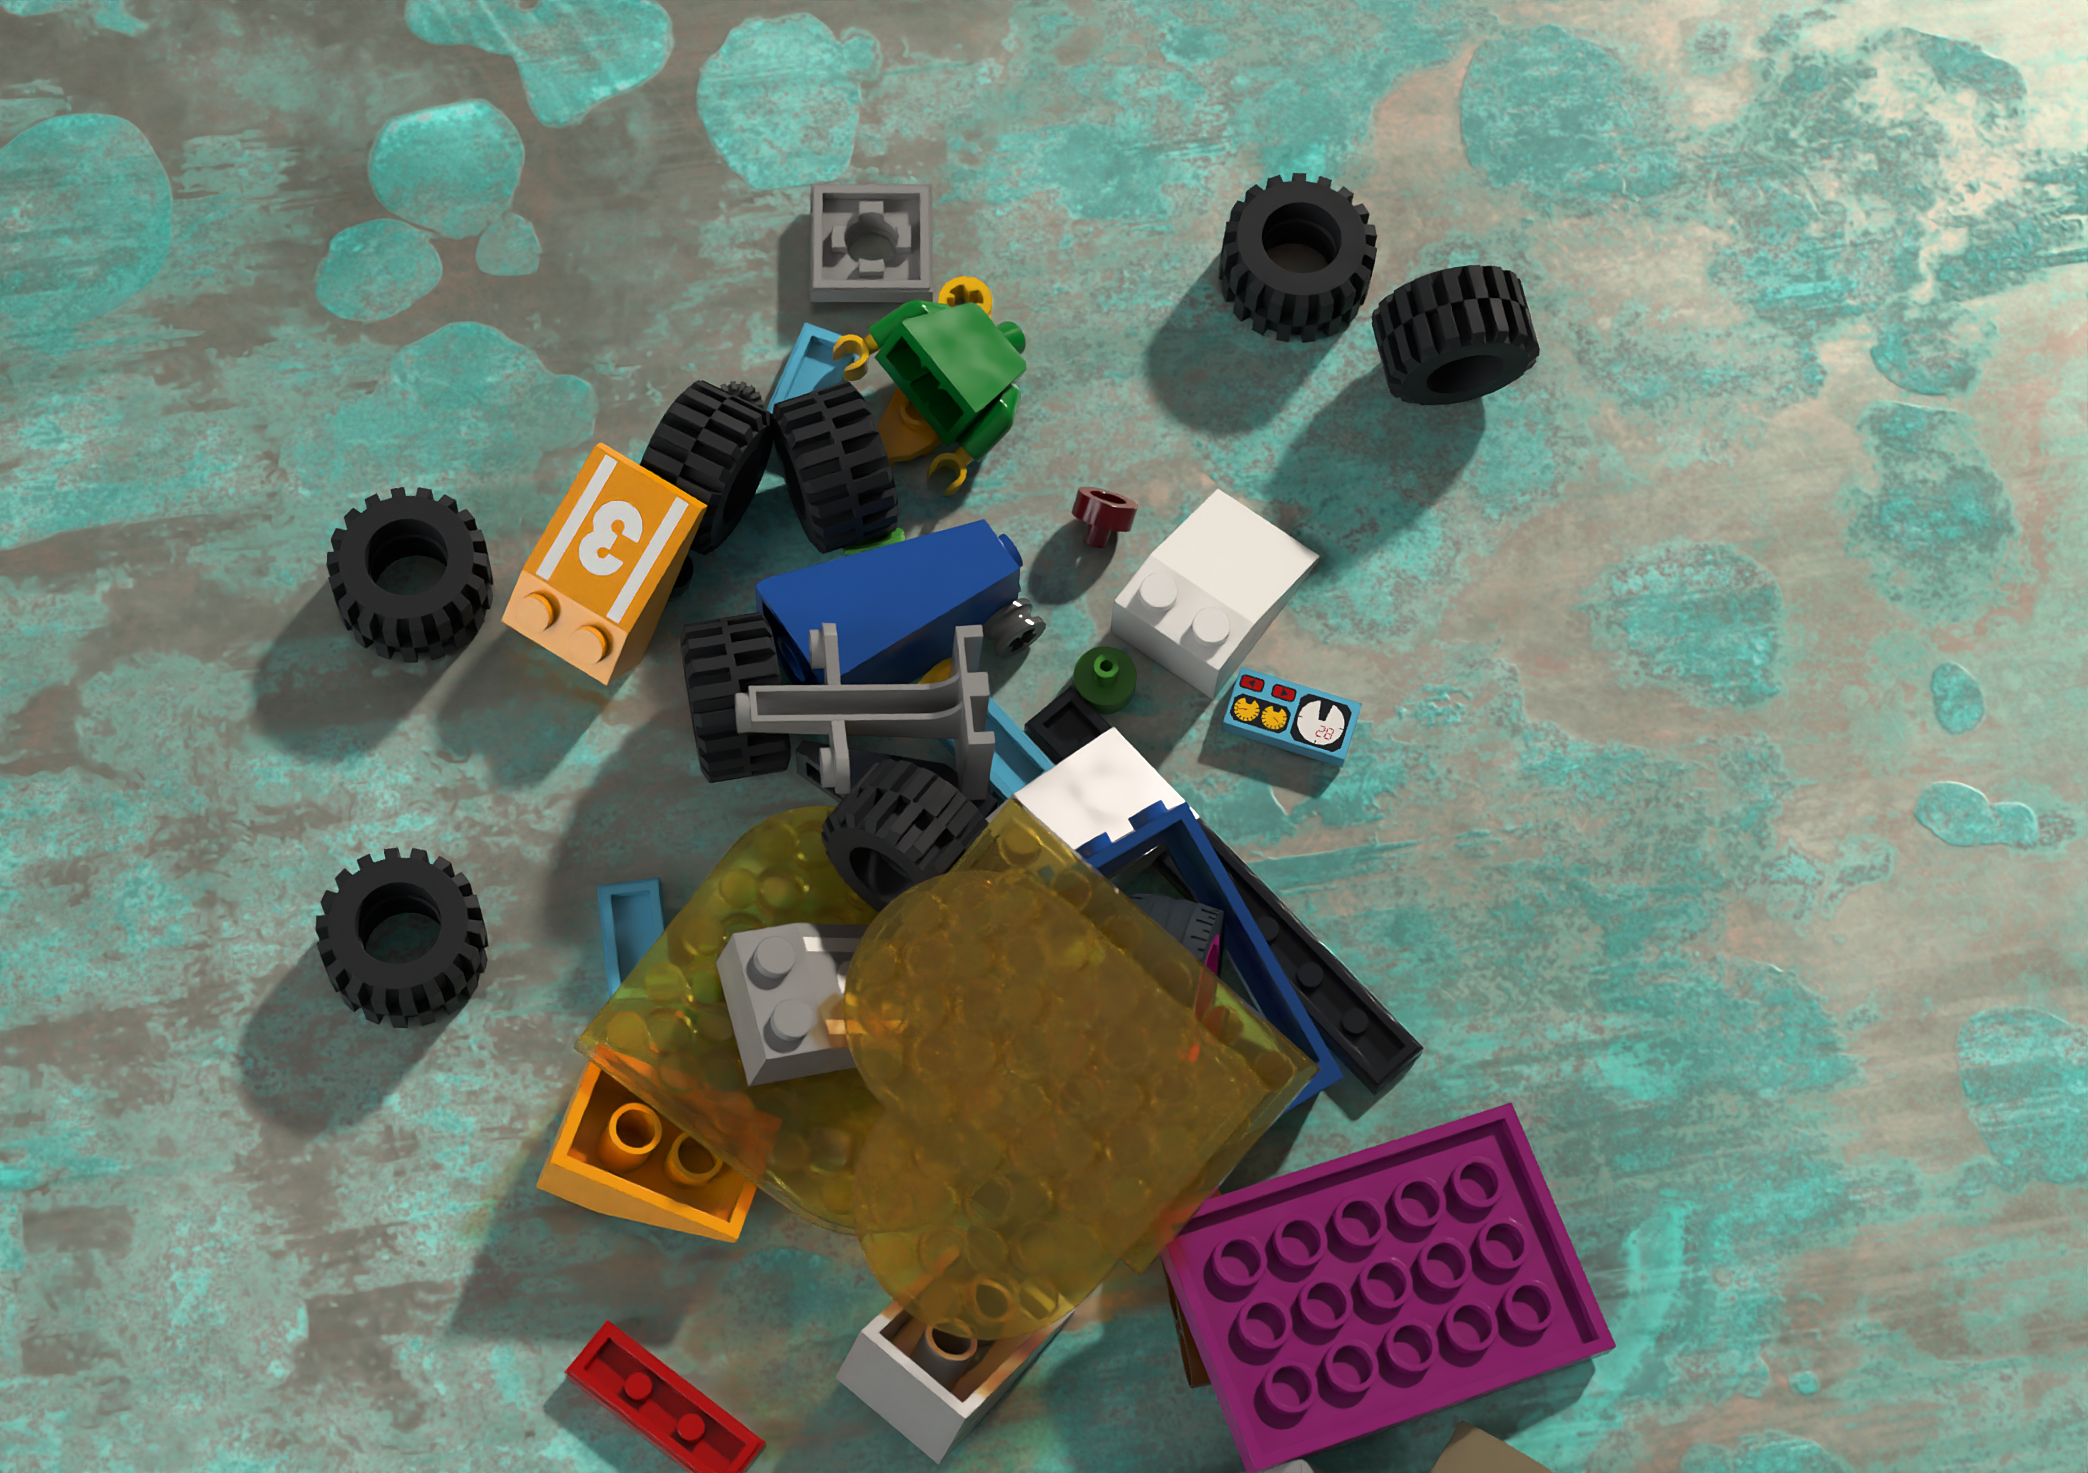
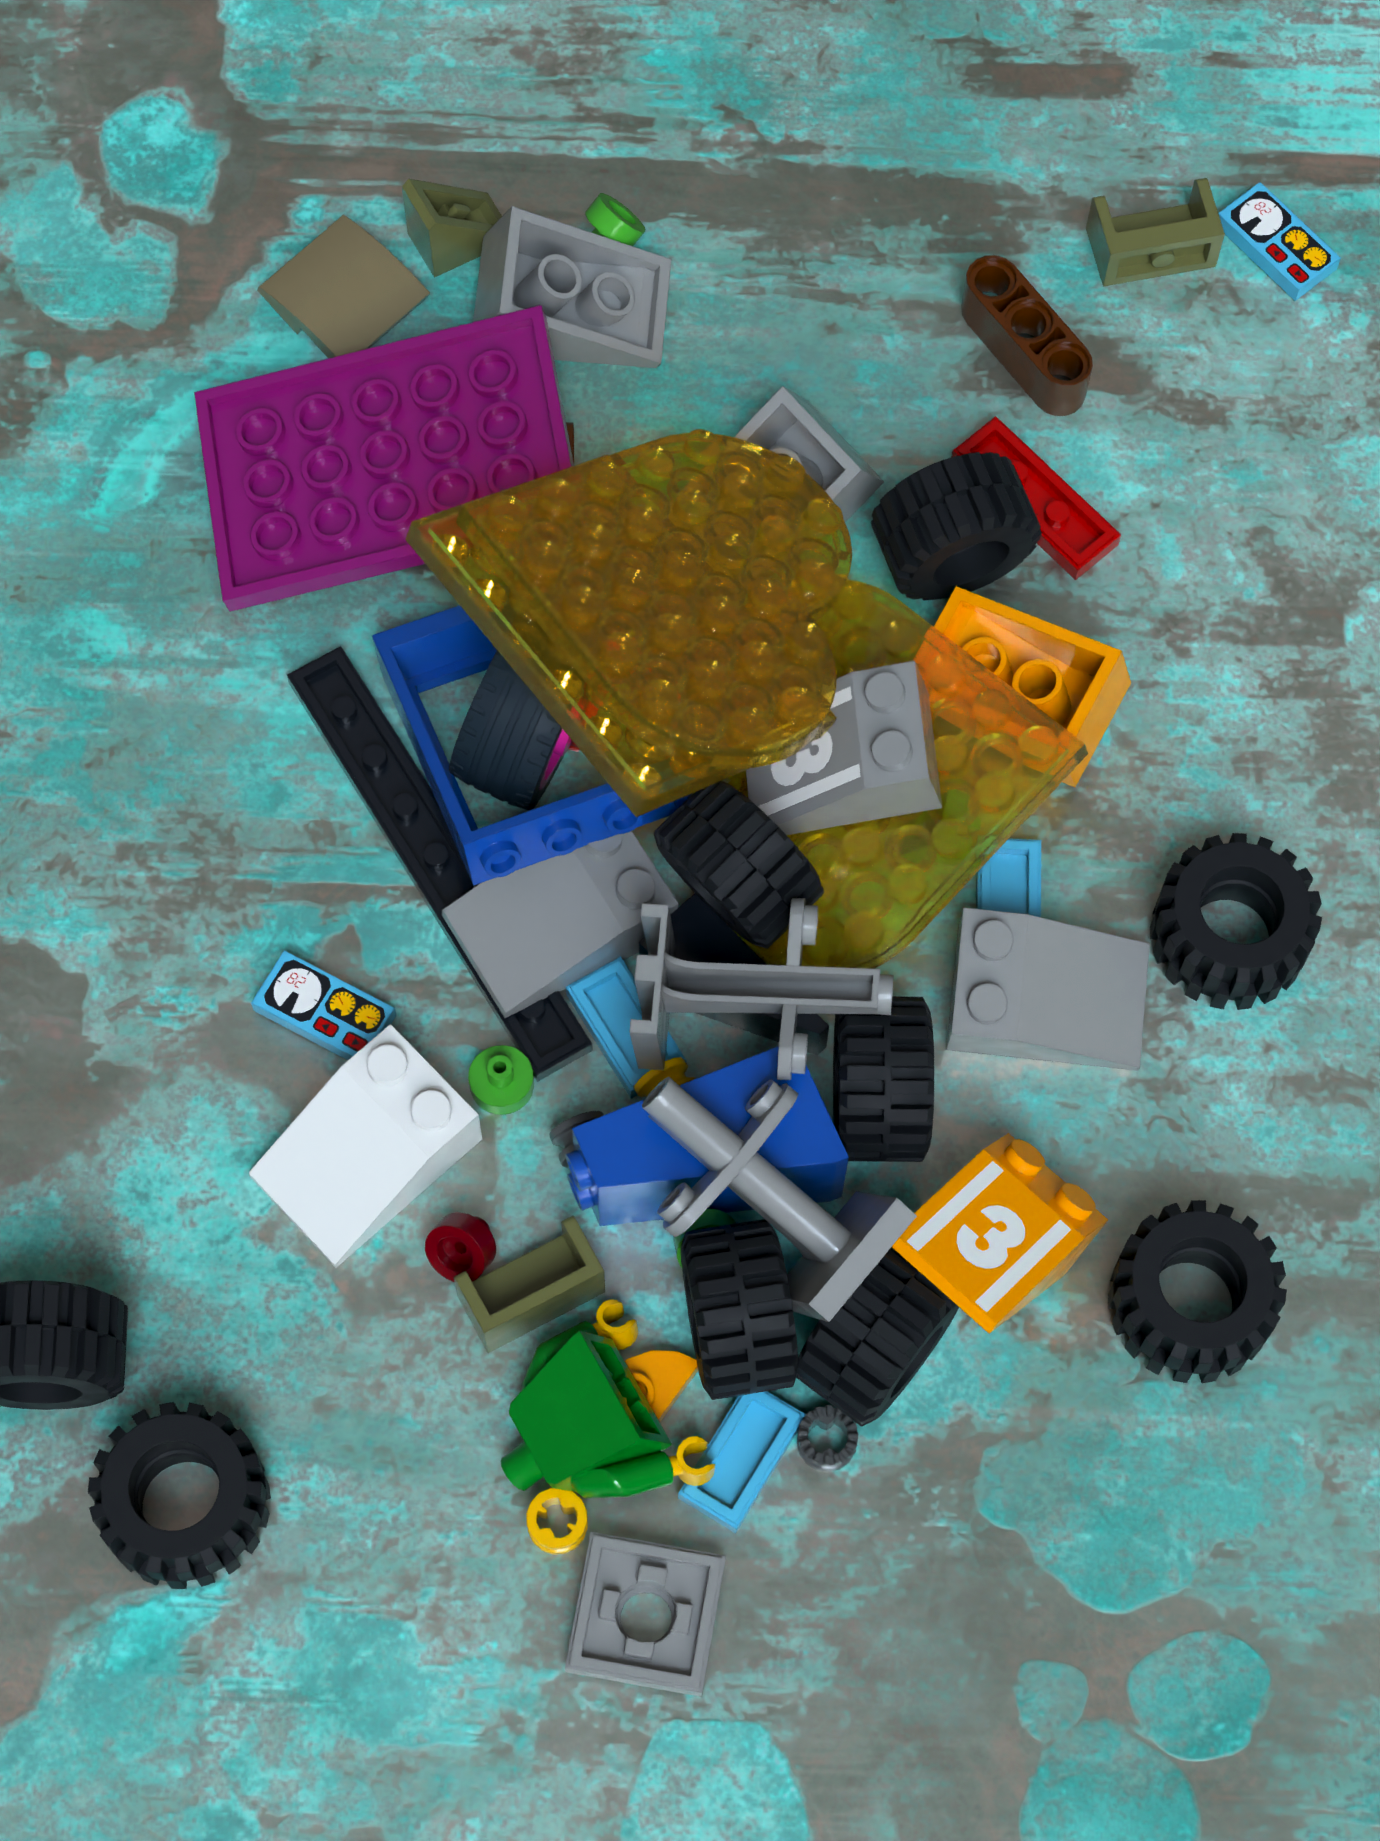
camera: 165 degrees left, 0 degrees up
(586, 839) = (1046, 991): none -> light grey slope
(746, 1299) = (955, 526): none -> black tyre
(755, 501) = (834, 1250): none -> light grey piece
(1034, 481) = (532, 1288): none -> olive panel

